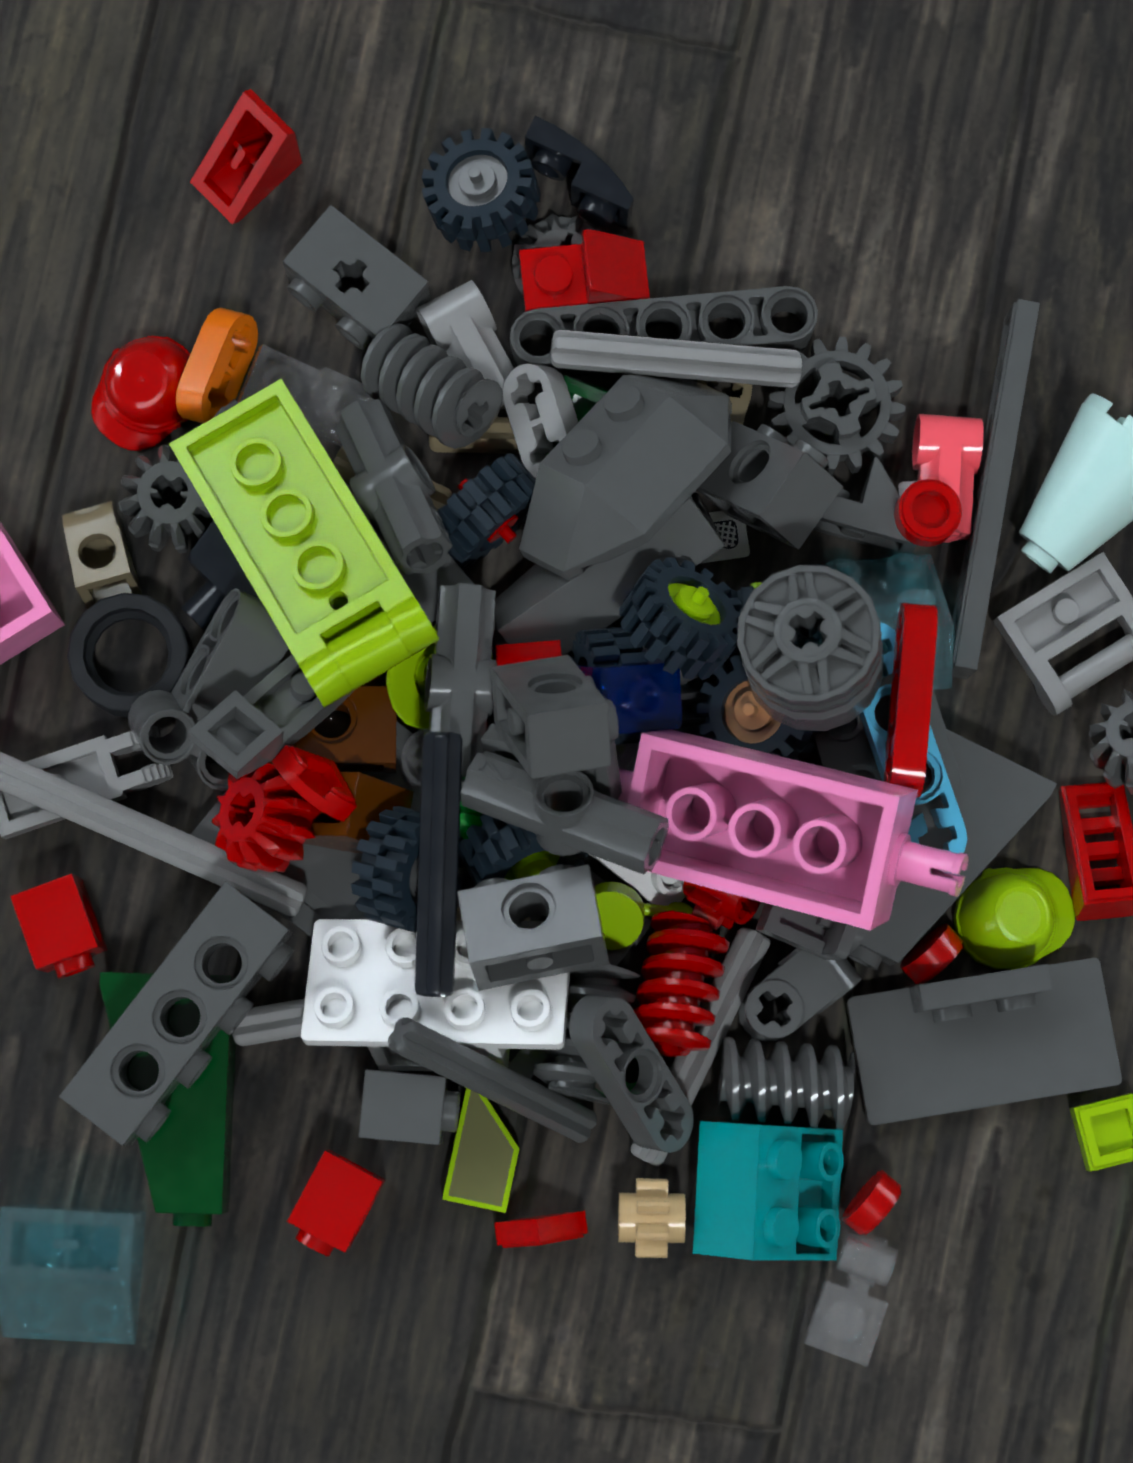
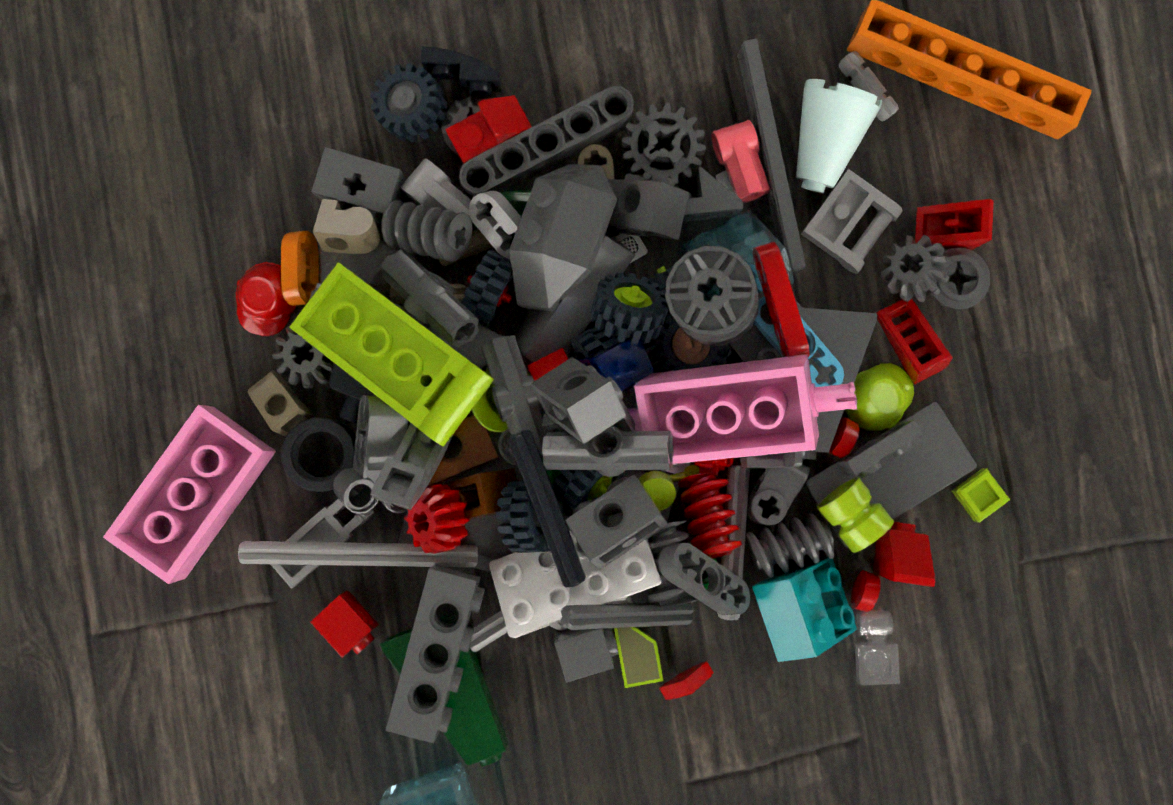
camera: 20 degrees left, 5 degrees up
(247, 158) = (266, 139): red slope -> none
(310, 338) = (345, 230): none -> dark tan leg
(316, 781) = (457, 489): red tile -> none
(334, 1203) = (566, 715): red brick -> none
(651, 1218) = (746, 651): tan gear -> none
(676, 358) = (561, 156): light grey axle -> none
(901, 1073) = (859, 520): none -> lime wheel
(928, 512) = (742, 187): red tile -> none
(952, 1167) = (904, 556): none -> red slope

